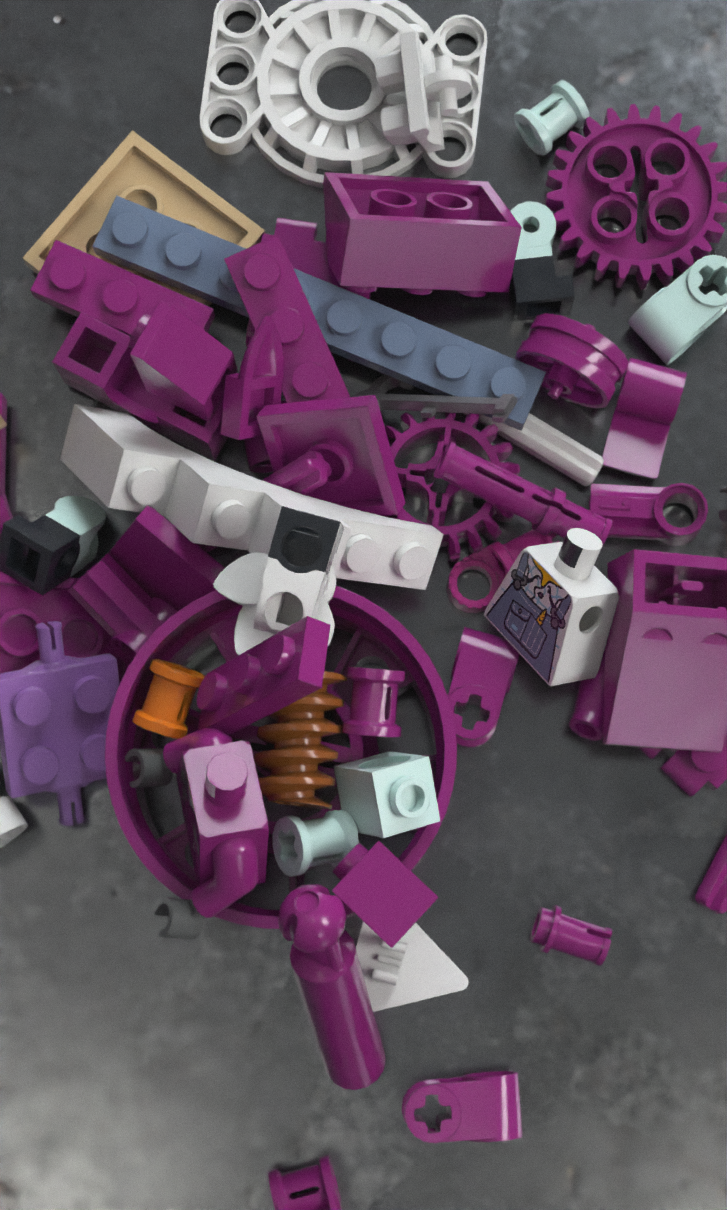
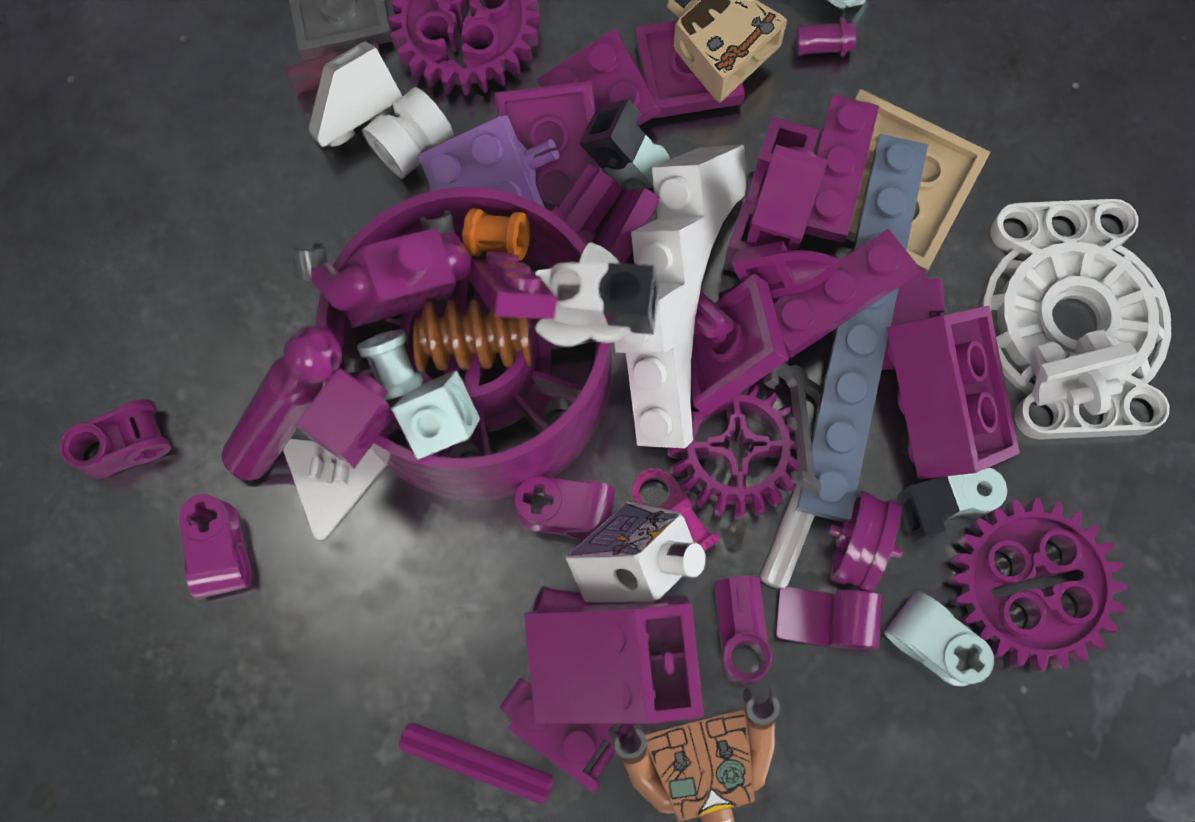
camera: 80 degrees right, 5 degrees down
(373, 702) = (511, 388): magenta bush -> none
(517, 495) = (730, 512): magenta pin -> none
(551, 117) = (1092, 496): light aqua bush -> none
(570, 935) = (365, 617): magenta pin -> none

